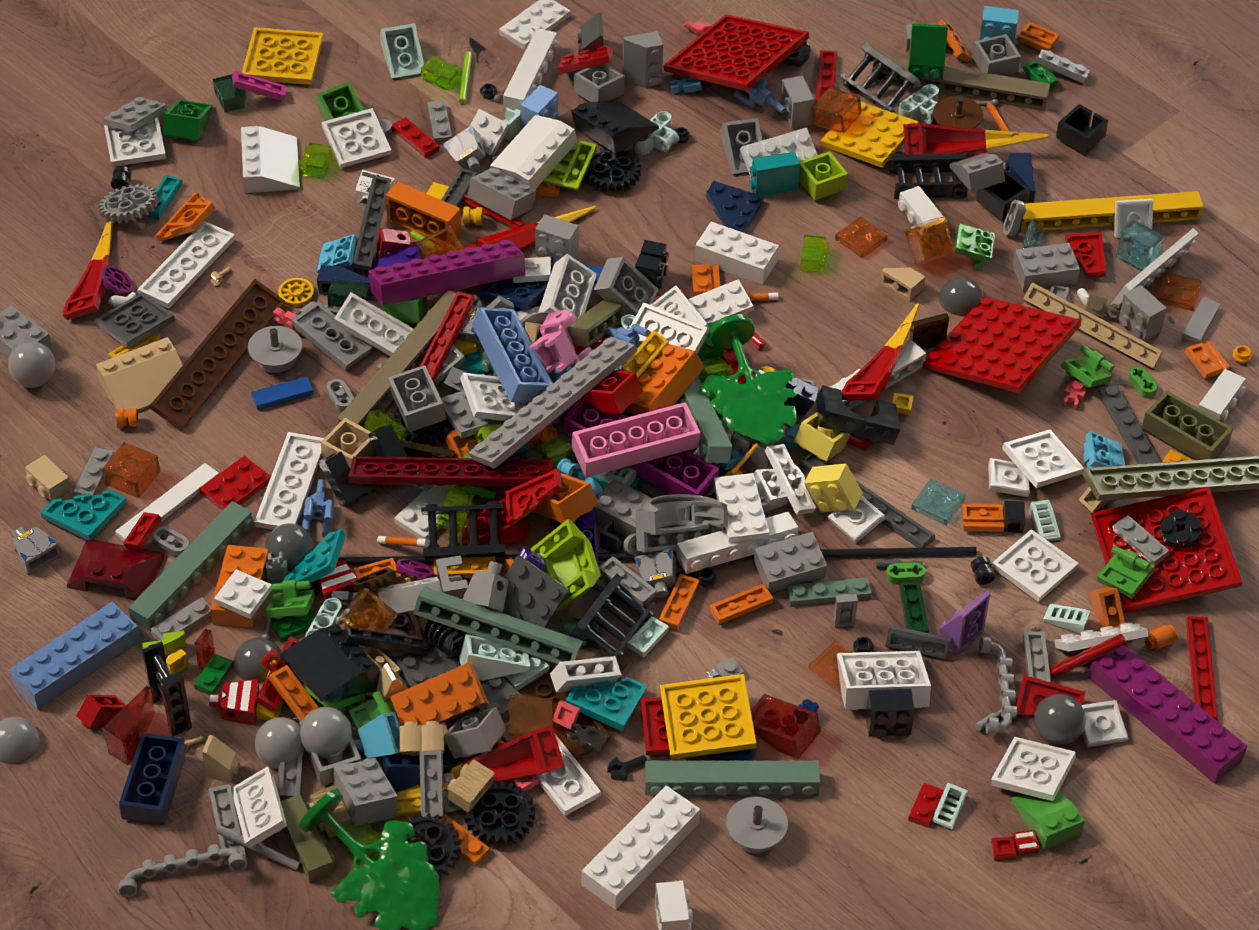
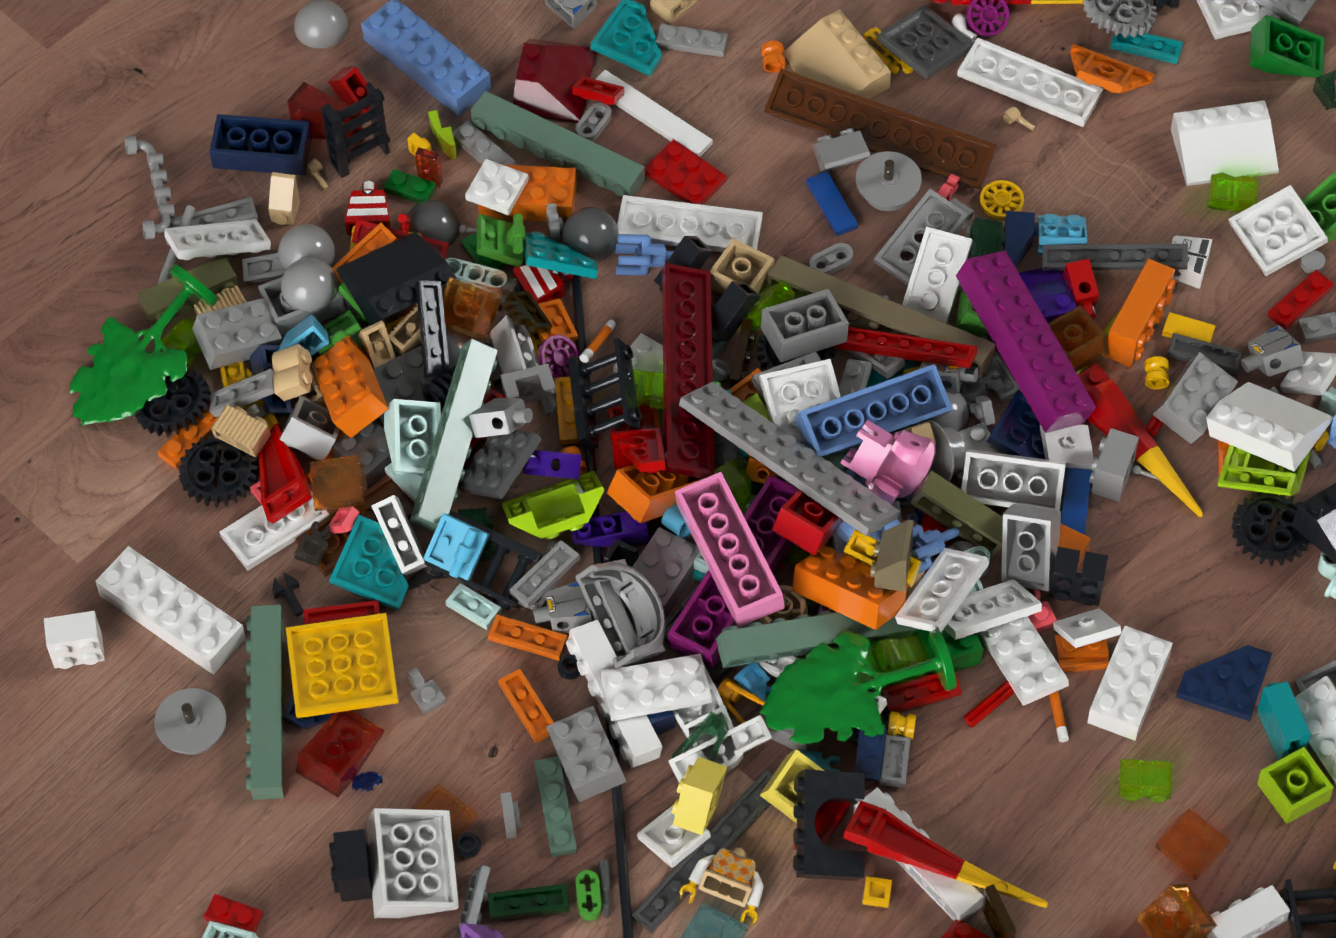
camera: 90 degrees right, 10 degrees up
(131, 470) = (691, 70): clear orange brick -> none
(242, 373) = (840, 150): none -> light grey slope
(609, 625) = (456, 546): none -> medium azure plate
(659, 331) = (893, 557): none -> dark tan slope
(692, 268) = (1087, 628): none -> white plate
(778, 474) = (711, 726): none -> clear green plant
(896, 482) = (729, 877): none -> torso
(903, 281) = (1104, 896): tan slope -> none

